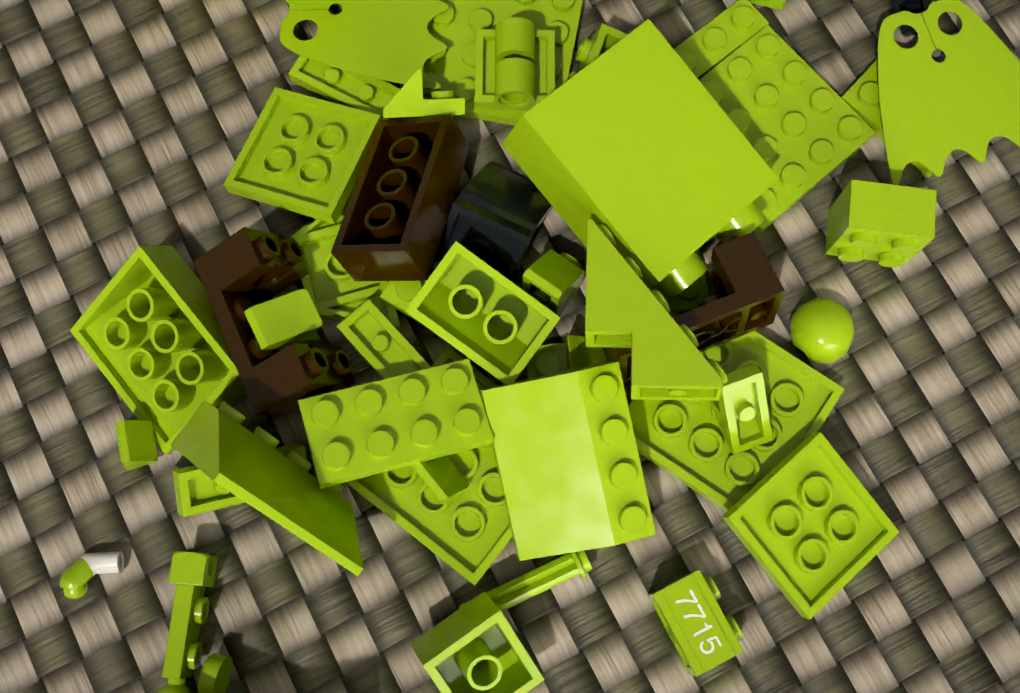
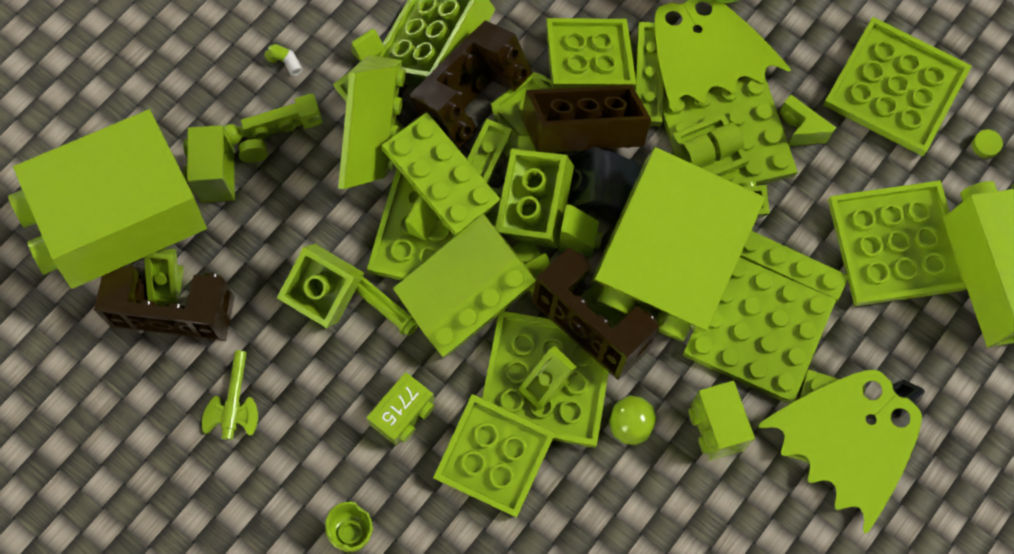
camera: 65 degrees right, 5 degrees down
(285, 321) = (474, 89): lime slope -> none
(410, 101) = (652, 98): lime slope -> none
(629, 315) = (562, 270): lime slope -> none

